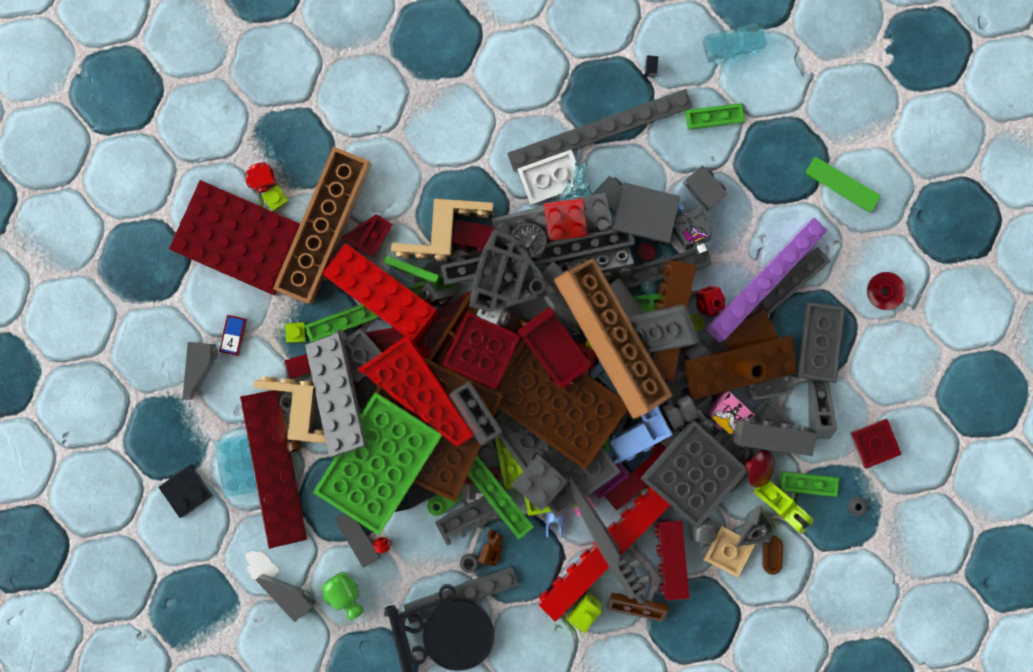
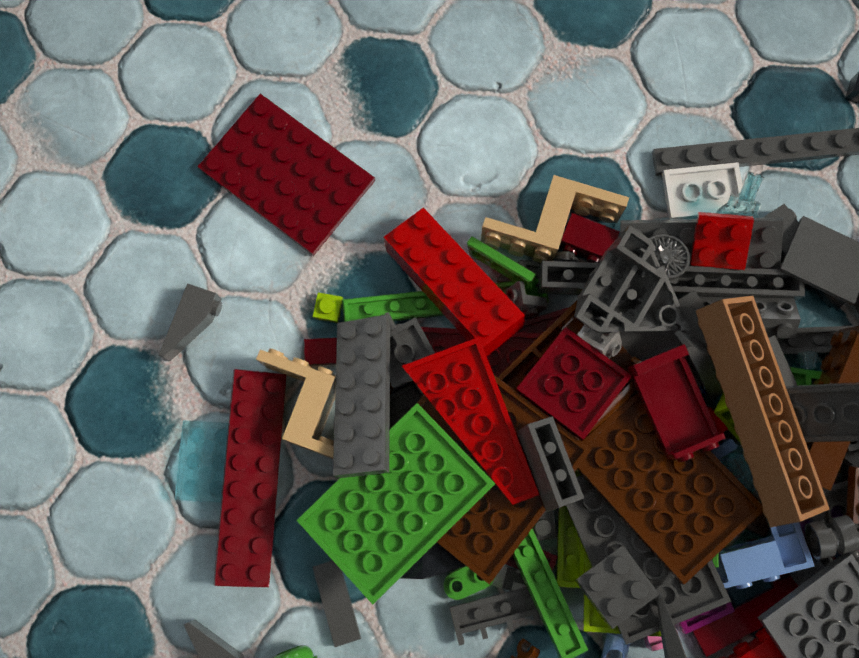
camera: 20 degrees right, 10 degrees down
(185, 491) = (126, 479): black plate -> none
(233, 335) = (247, 291): tile -> none
(260, 177) = (336, 107): red brick -> none
(260, 565) = (196, 606): white sticker -> none
(275, 198) = (347, 137): lime plate -> none
(284, 397) = (290, 387): dark grey plate -> none
(293, 446) = (286, 455): reddish brown hinge -> none
(322, 225) = (398, 181): medium nougat brick -> none
(369, 235) = (455, 207): dark red wing -> none
(382, 545) = (369, 621): red plate -> none
(645, 252) = (811, 314): dark red plate -> none

